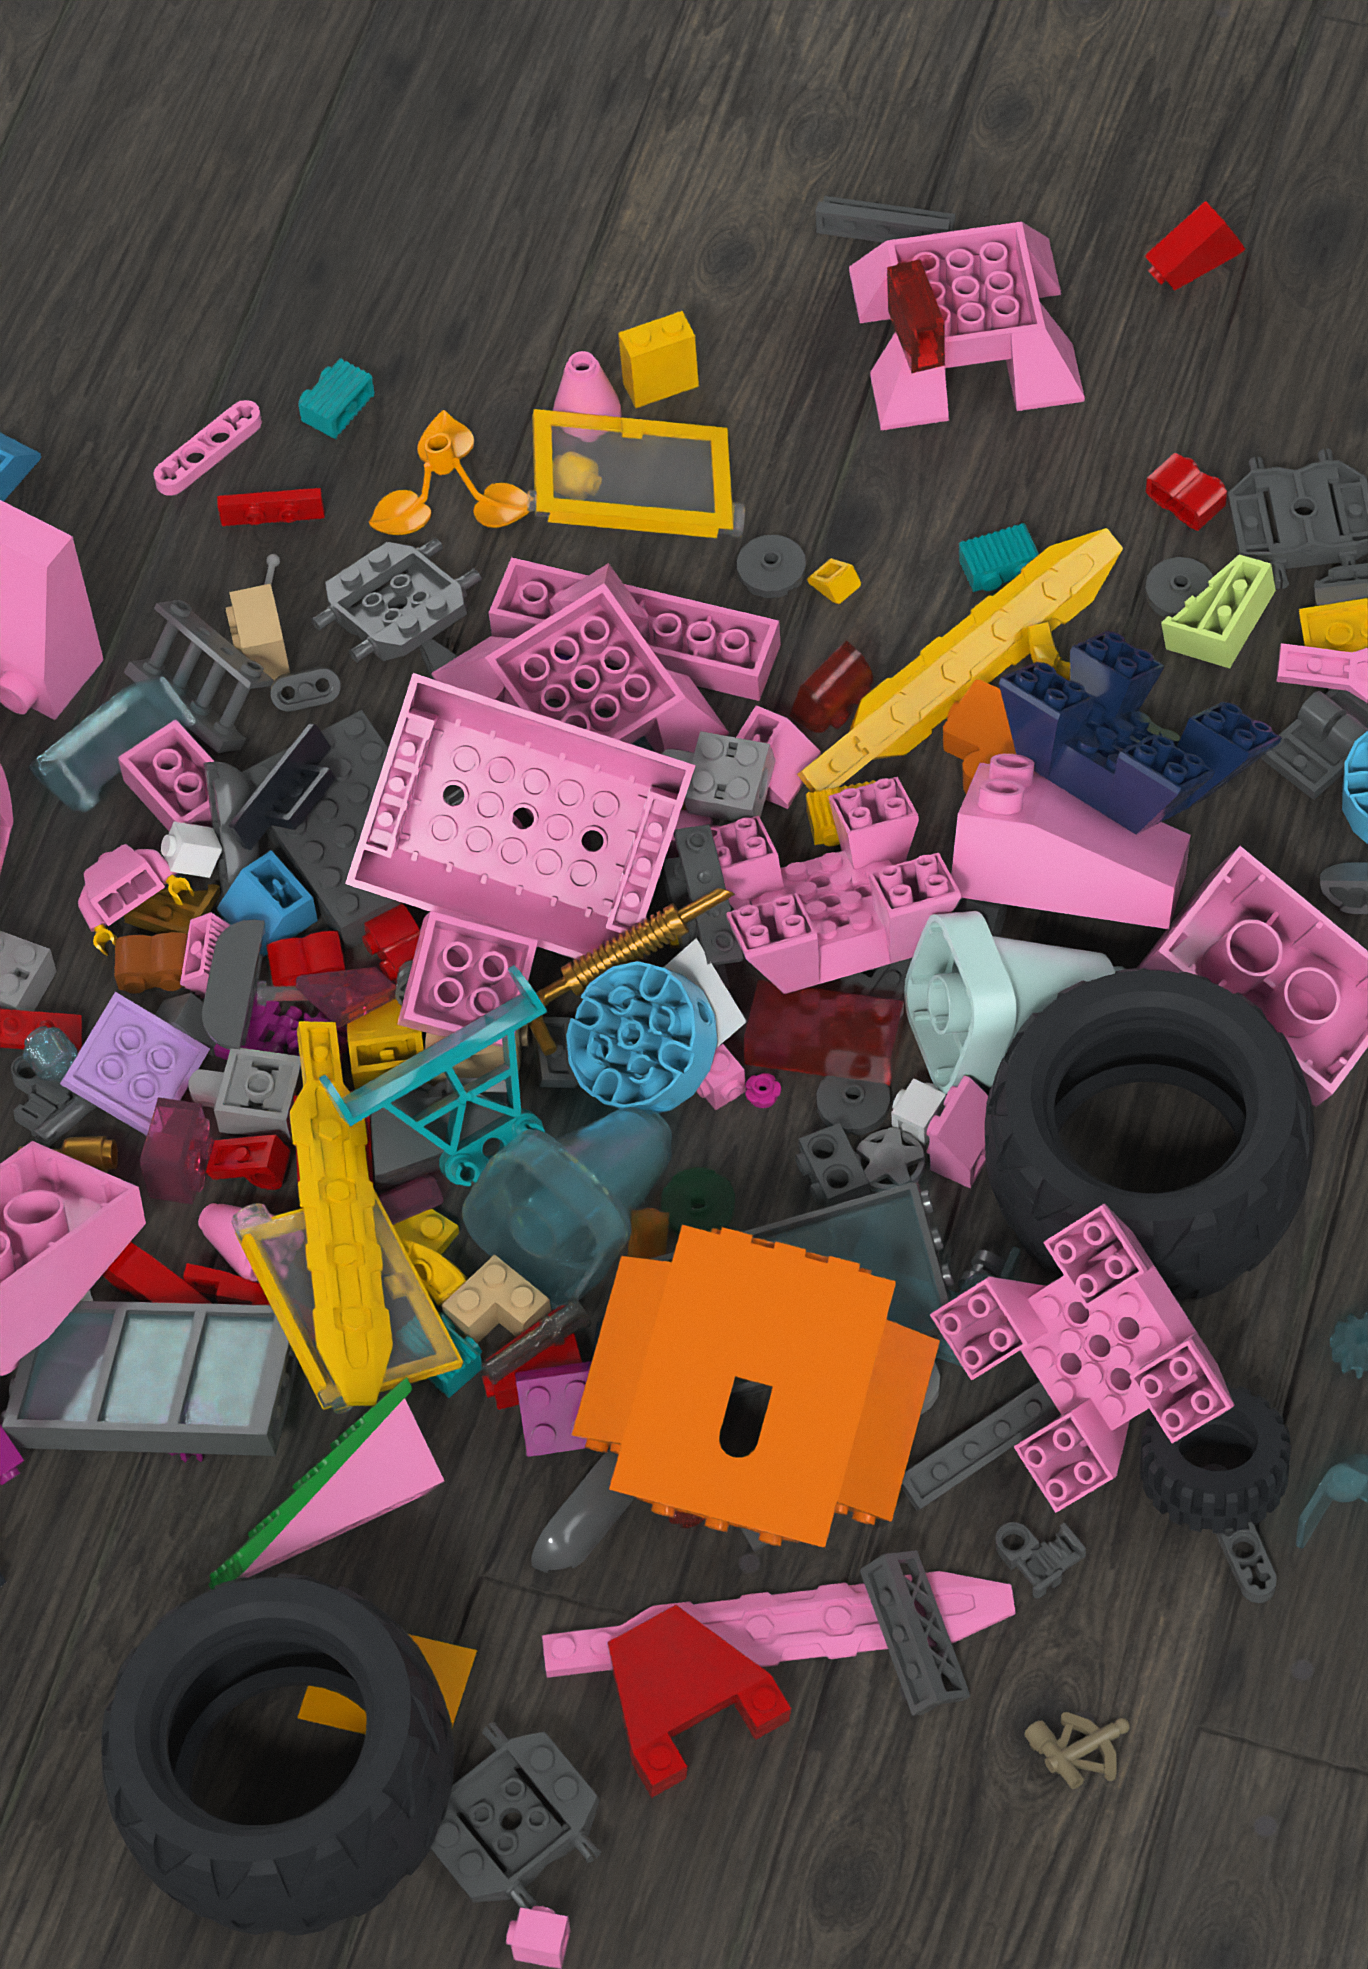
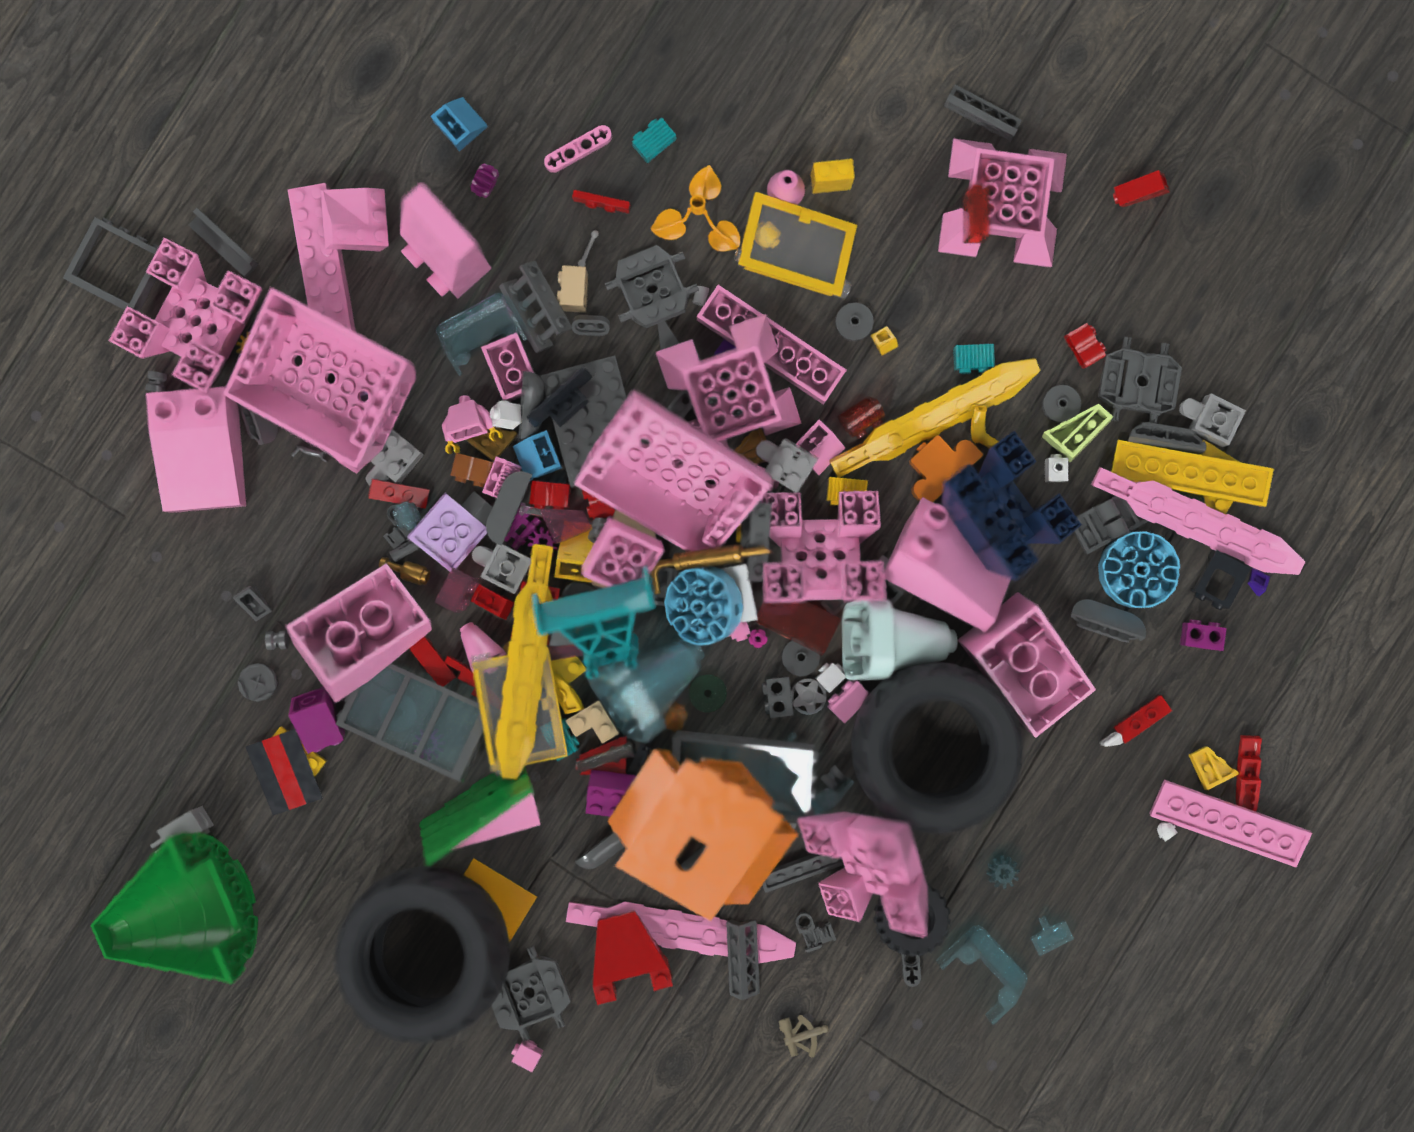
camera: 10 degrees right, 30 degrees up
(60, 514) = (484, 180): none -> magenta gear
(485, 594) = (700, 296): none -> light grey hinge
(1208, 681) = (1056, 469): none -> white brick

